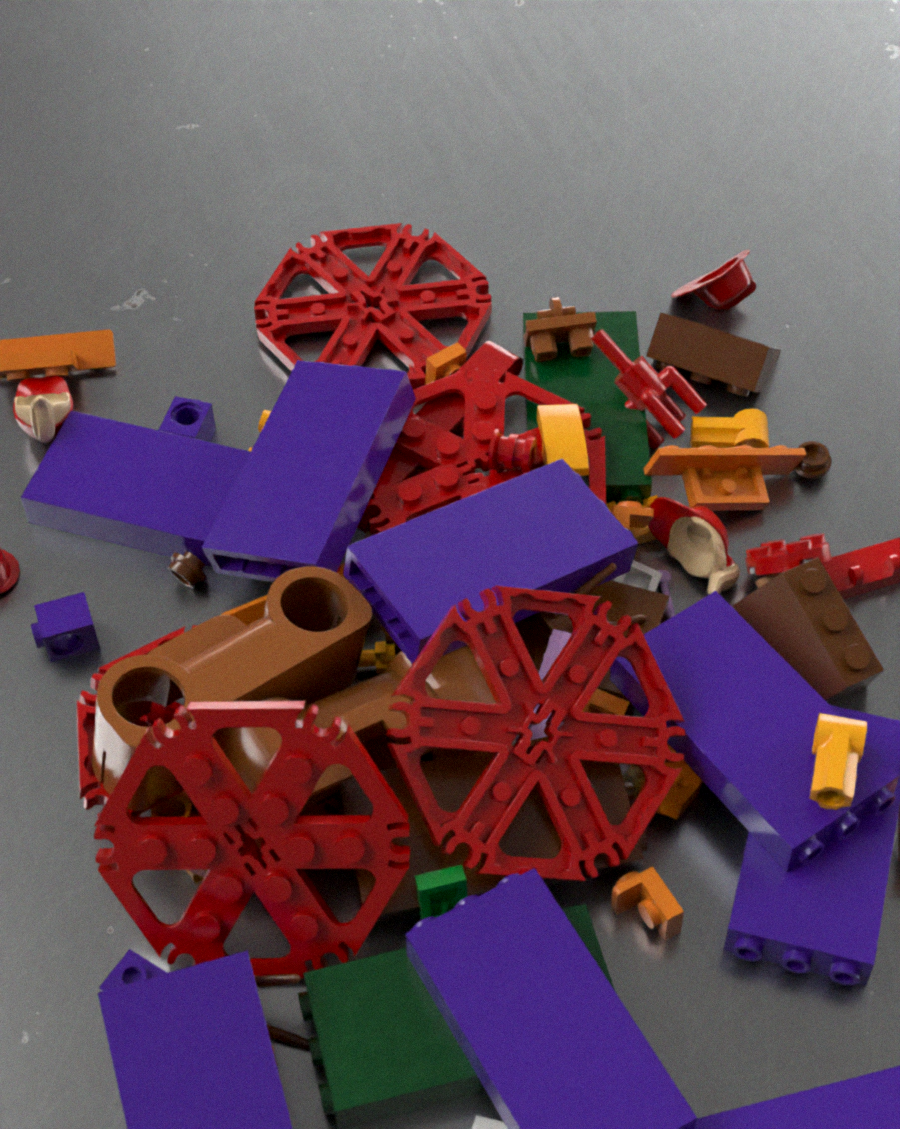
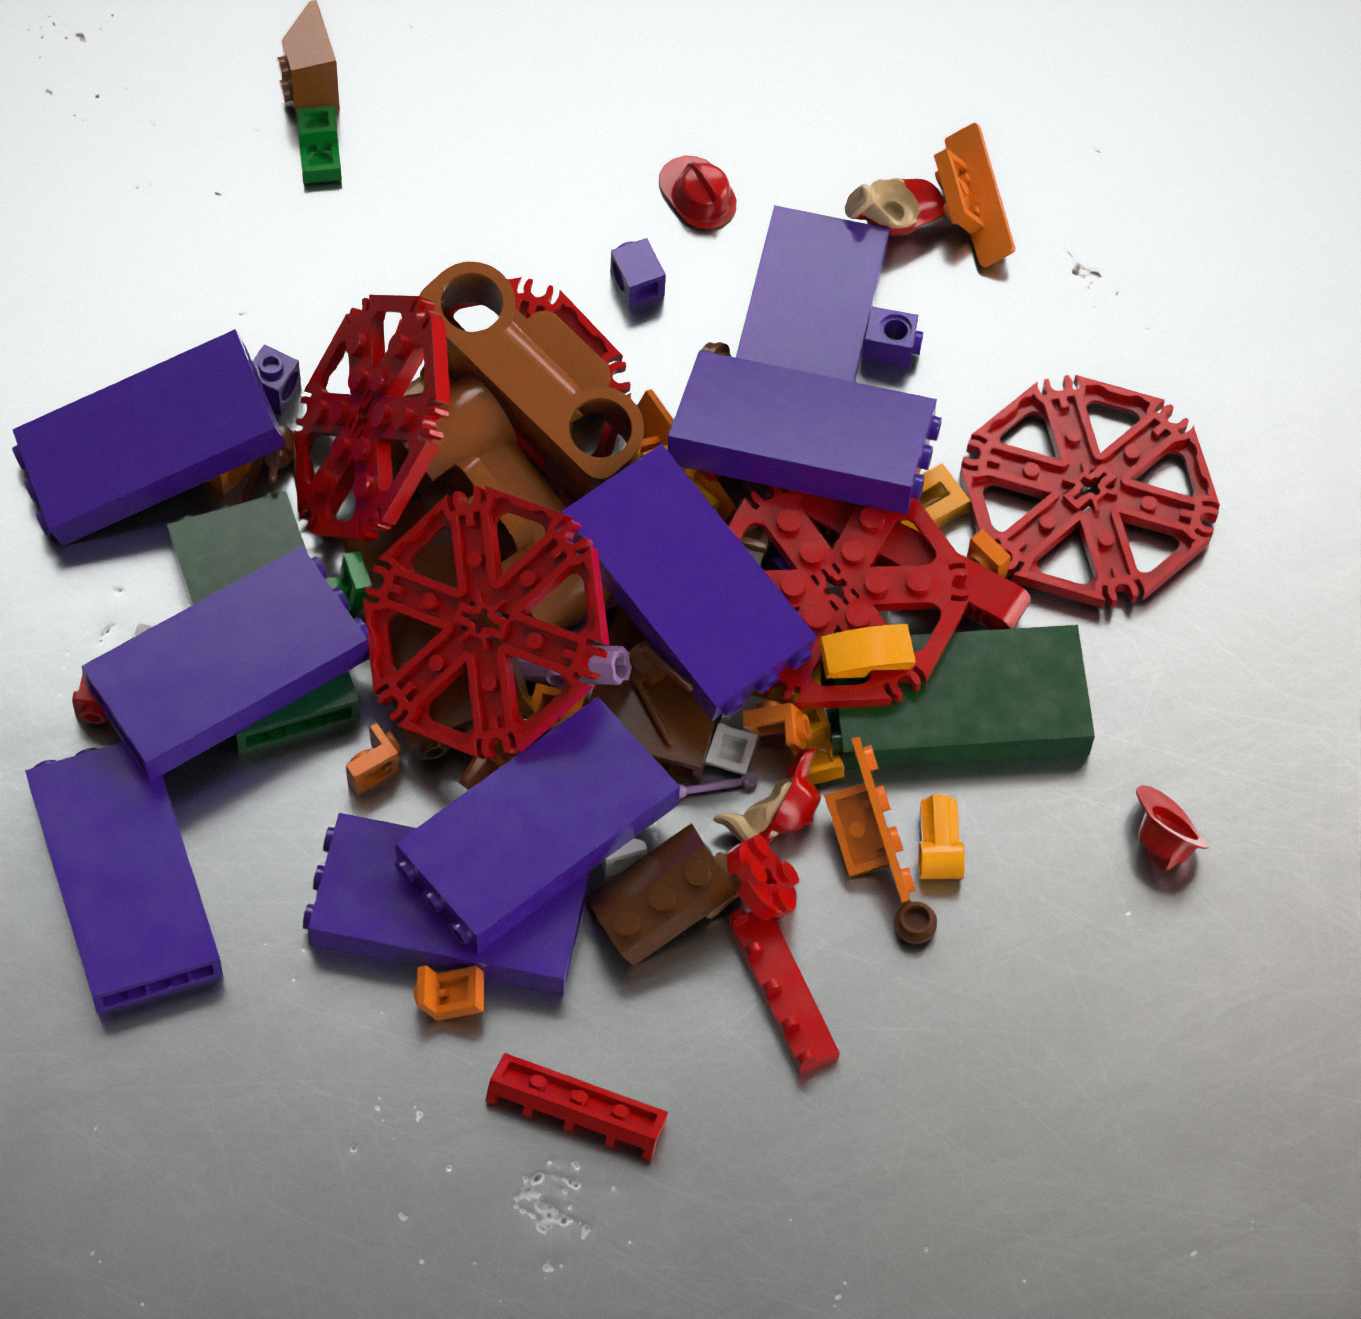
camera: 80 degrees right, 10 degrees up
(512, 452) = (838, 601): red bush -> none
(557, 326) = (1026, 636): dark orange hips -> none
(647, 389) = (966, 742): red plant -> none
(712, 354) = (1060, 825): reddish brown slope -> none
(838, 750) = (491, 874): light orange piece -> none

